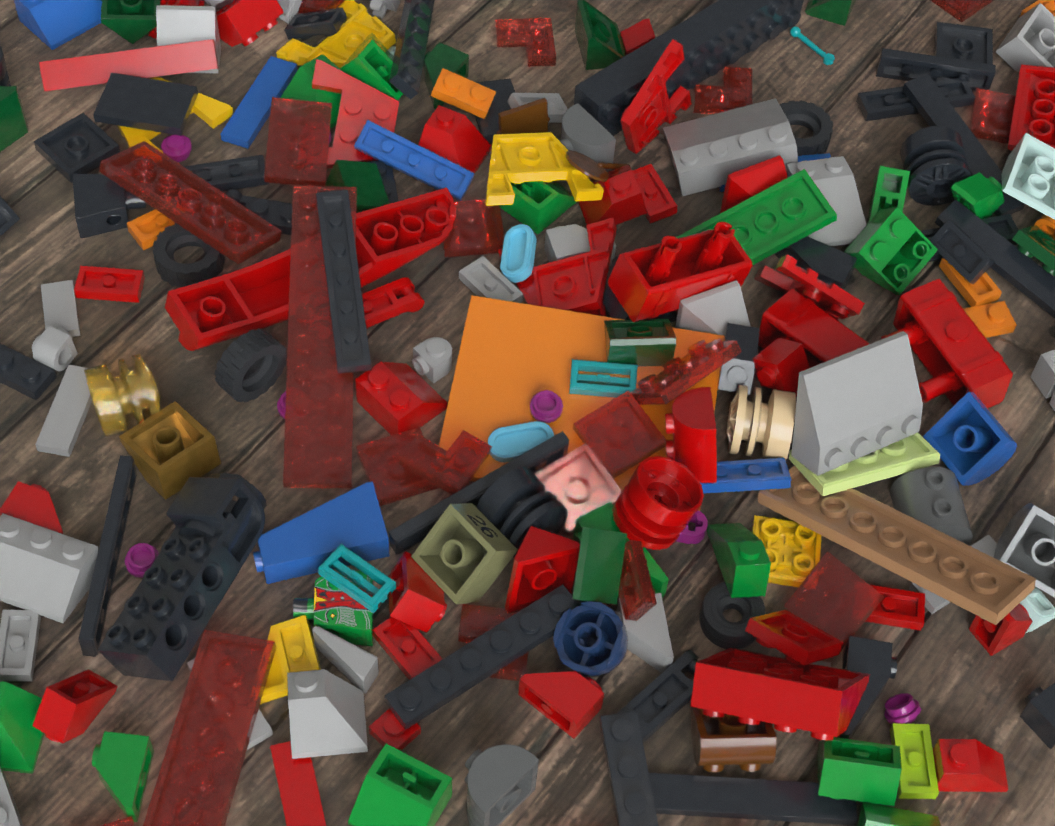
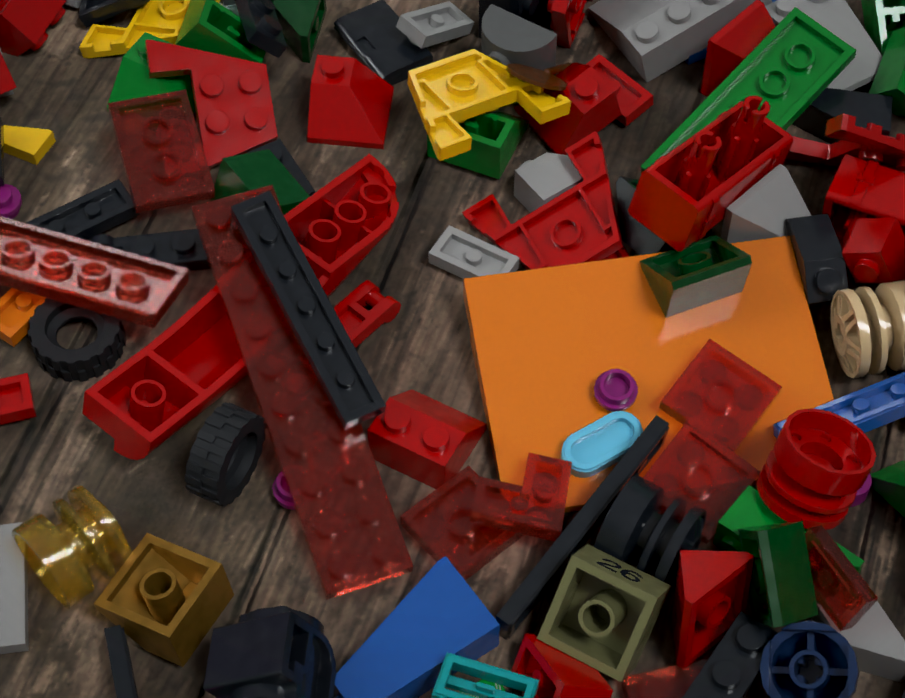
camera: 15 degrees left, 0 degrees up
(256, 104) = (83, 116): blue tile -> none
(413, 160) = (311, 131): blue tile -> none
(433, 358) = (444, 372): light grey plate -> none
(463, 93) = (339, 32): orange plate -> none
(475, 230) = (425, 195): clear red plate -> none
(518, 253) = (492, 208): medium azure tile -> none
(525, 118) = (428, 44): reddish brown piece -> none
(602, 384) = (669, 349): teal tile -> none
(685, 372) = (774, 295): clear red plate -> none
(693, 433) = (822, 367): red brick -> none

